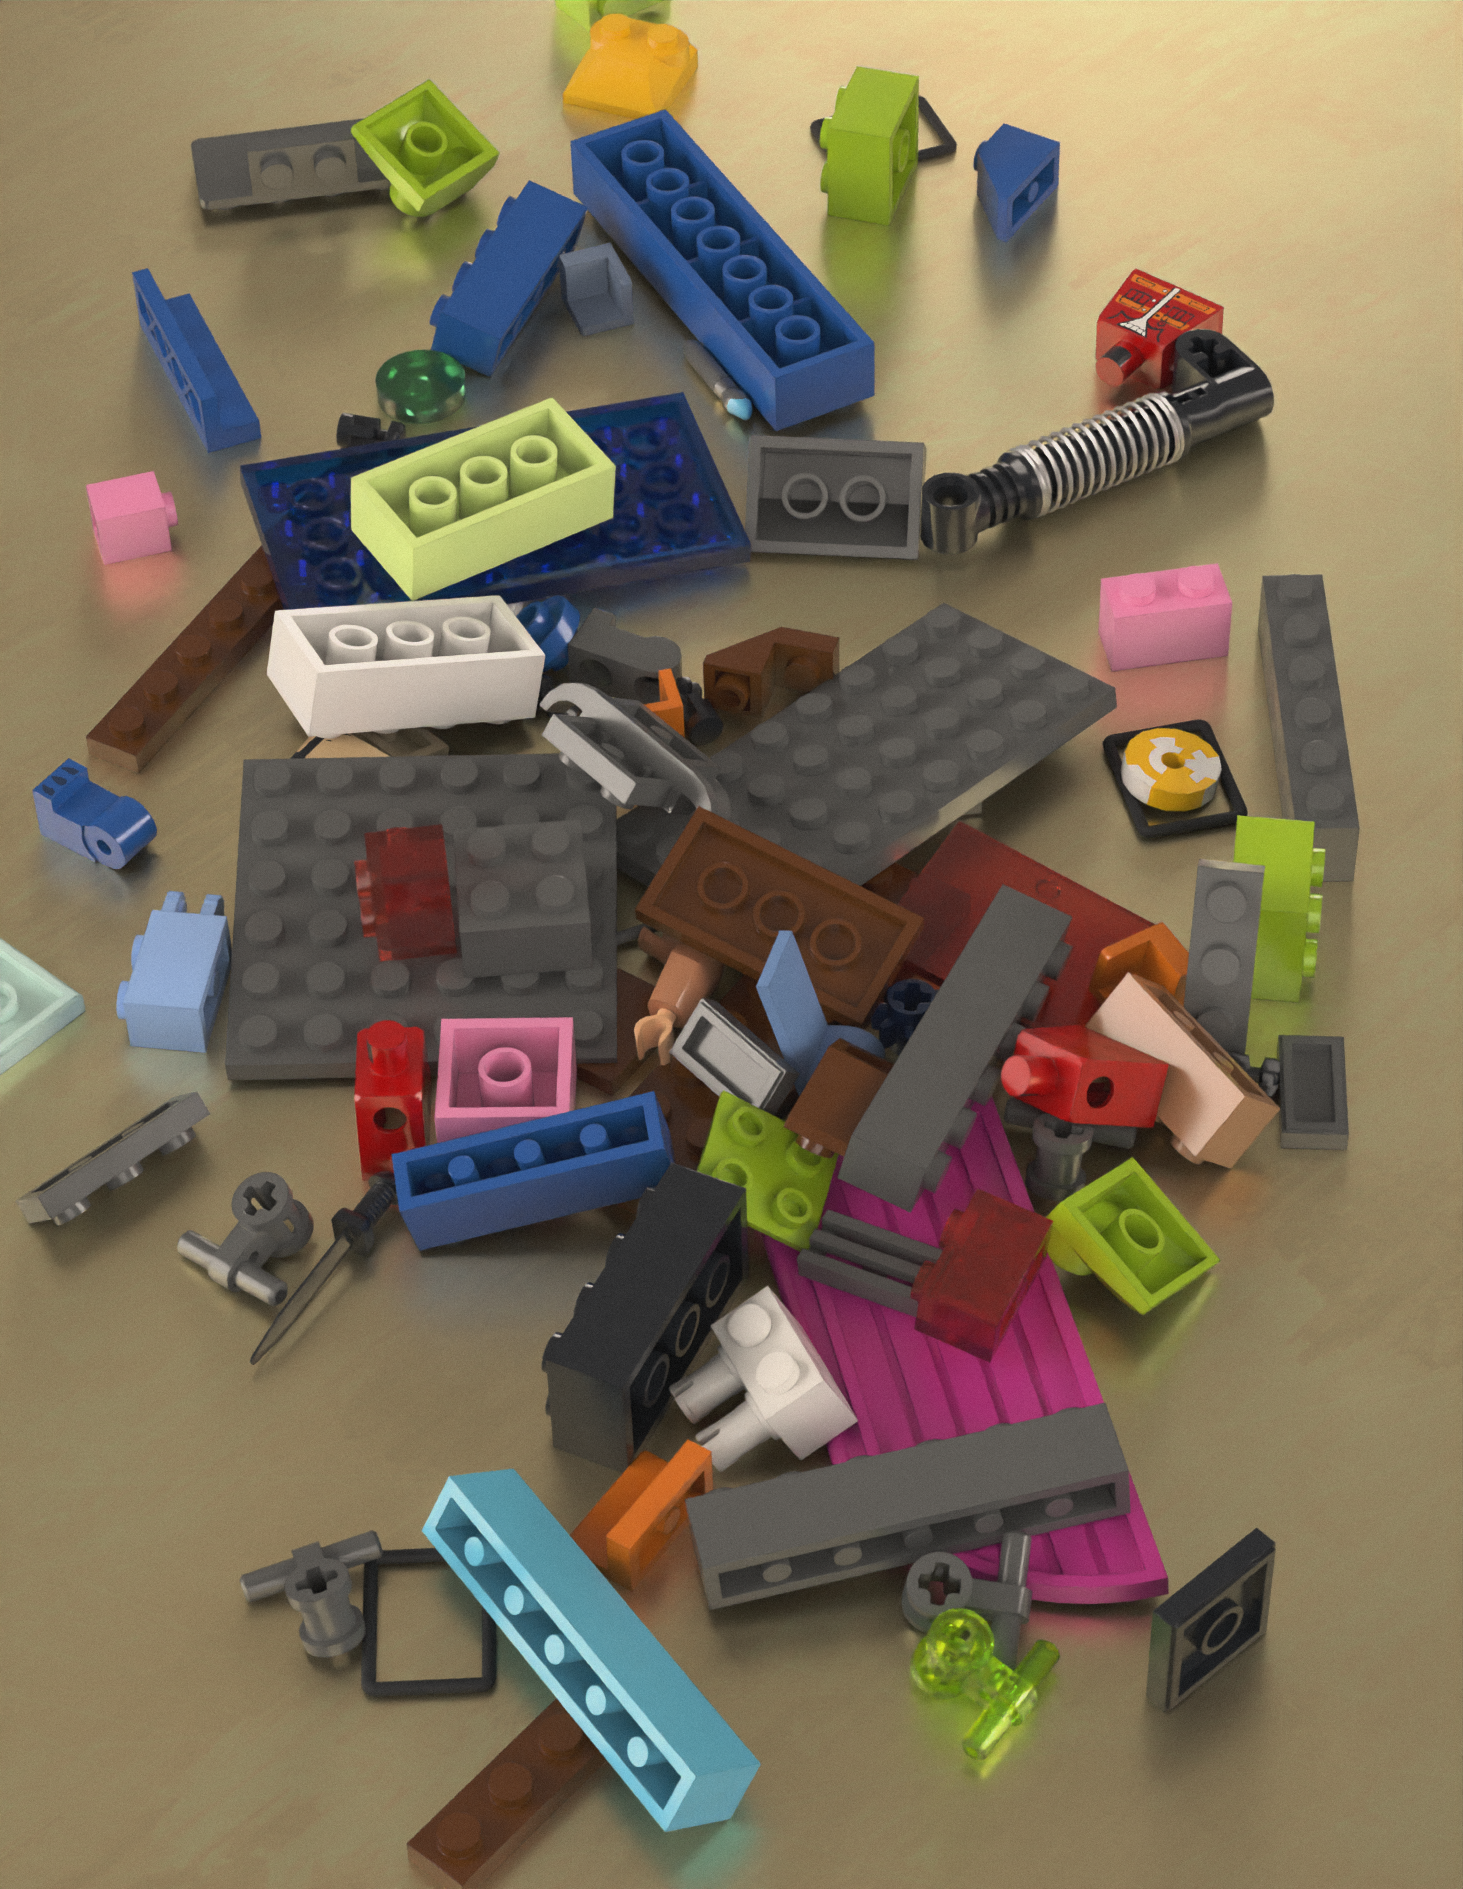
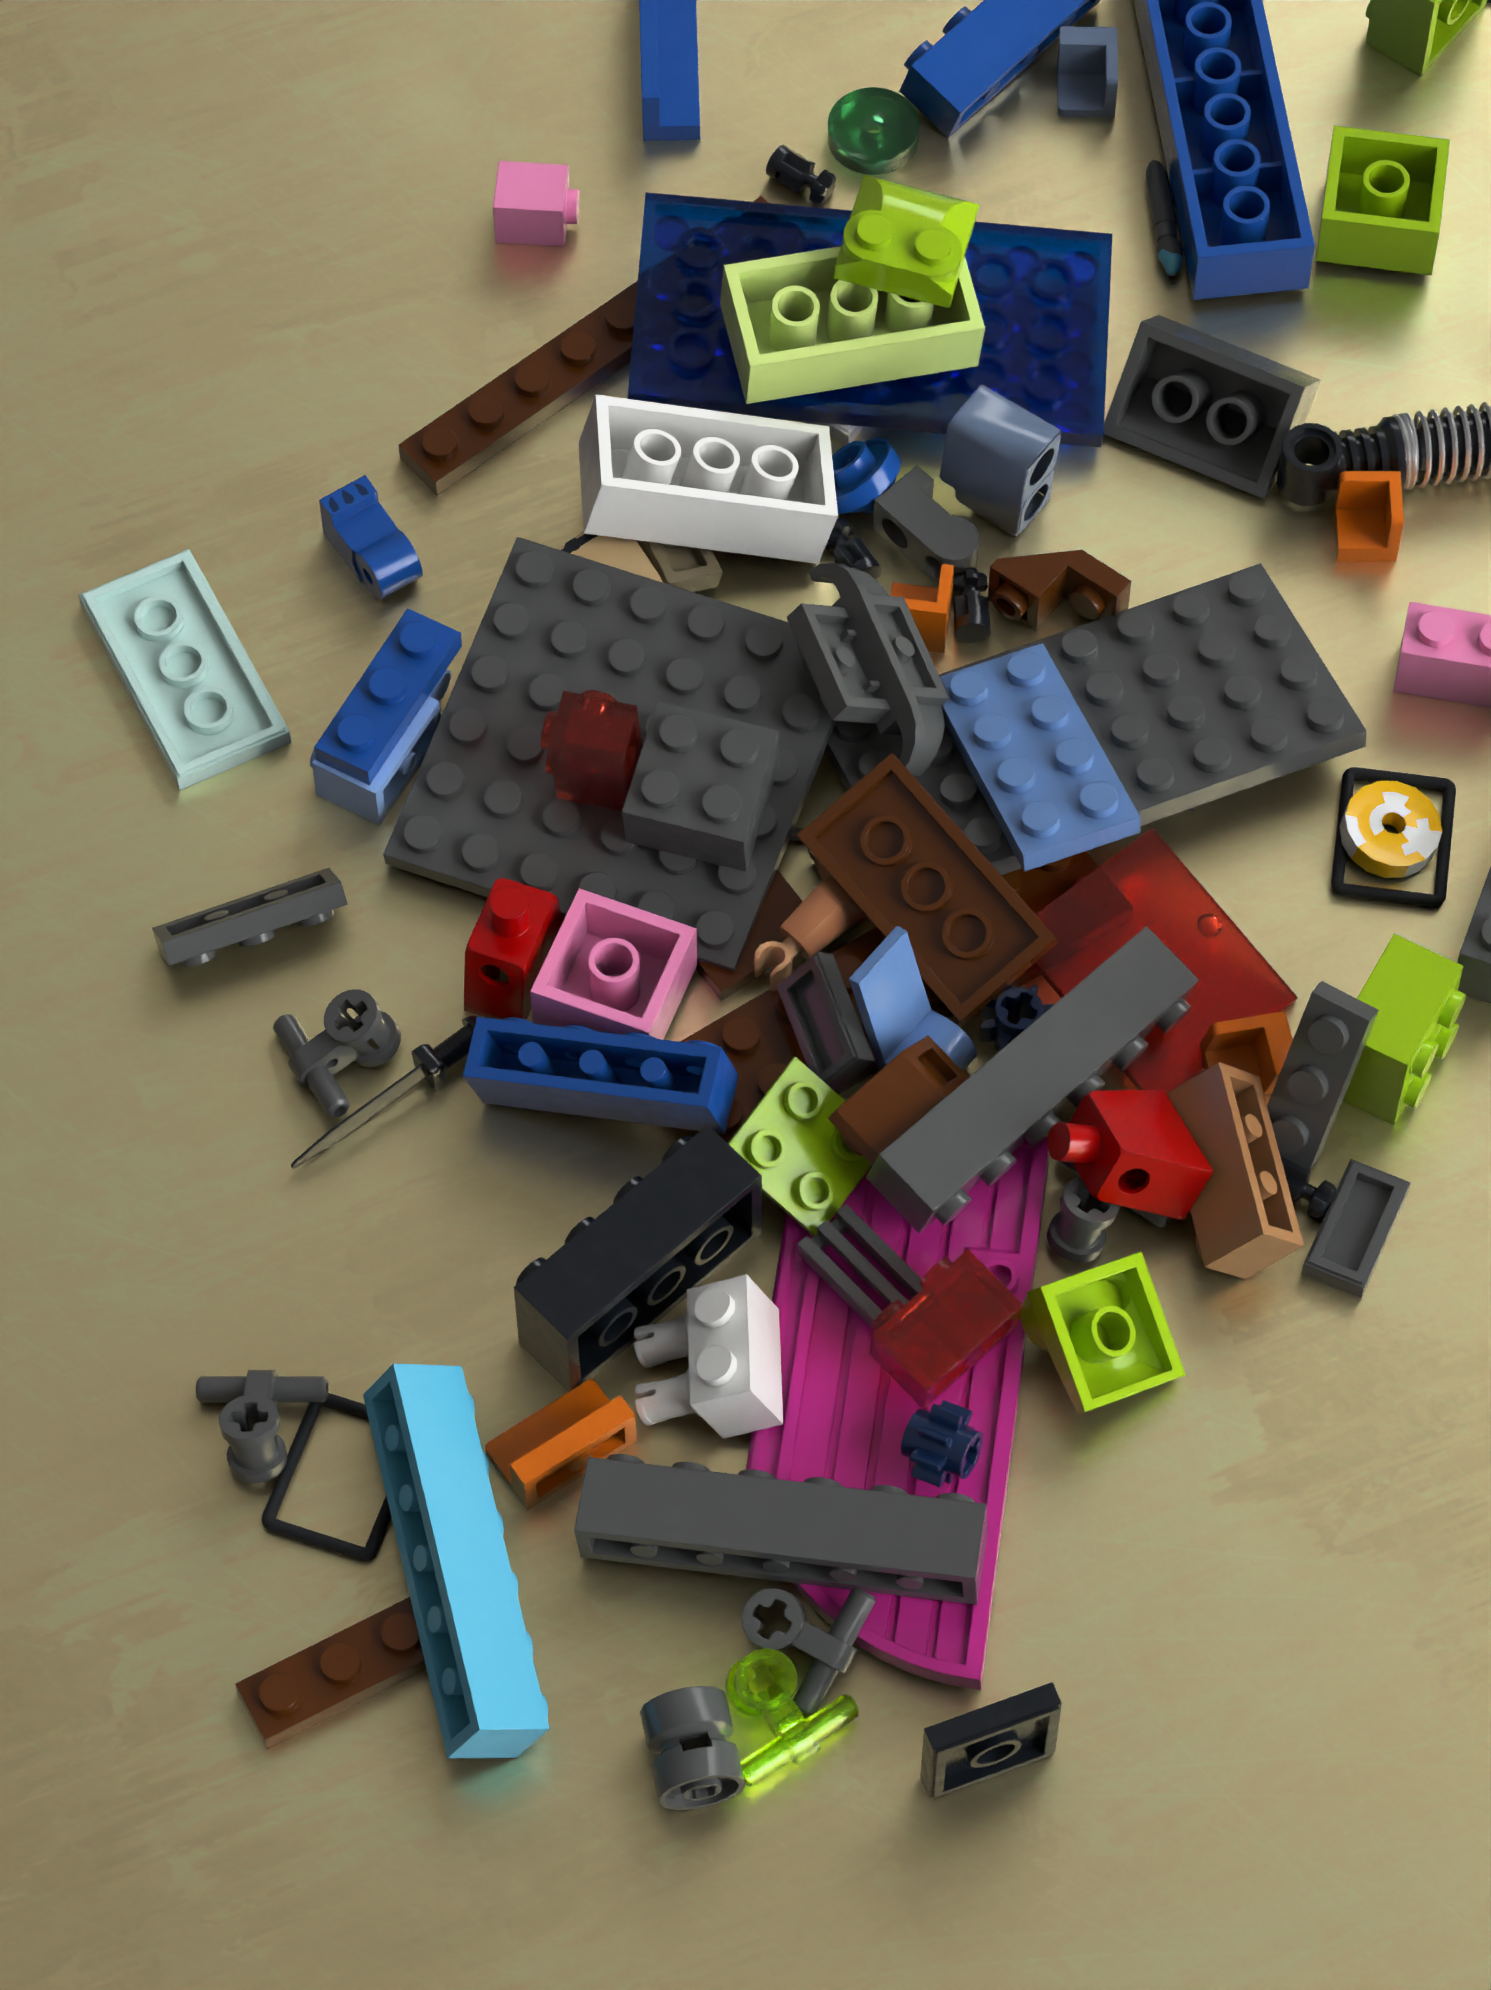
camera: 20 degrees right, 15 degrees up
(175, 923) = (388, 696): none -> blue plate
(513, 414) = (906, 241): none -> lime slope
(671, 579) = (1000, 459): none -> sand blue piece
(828, 792) = (1036, 758): none -> medium blue plate
(913, 304) = (1383, 200): none -> lime brick
(913, 1736) = (694, 1757): none -> dark grey wheel
(1023, 538) = (1368, 516): none -> orange panel
(1029, 1375) = (941, 1443): none -> dark blue gear

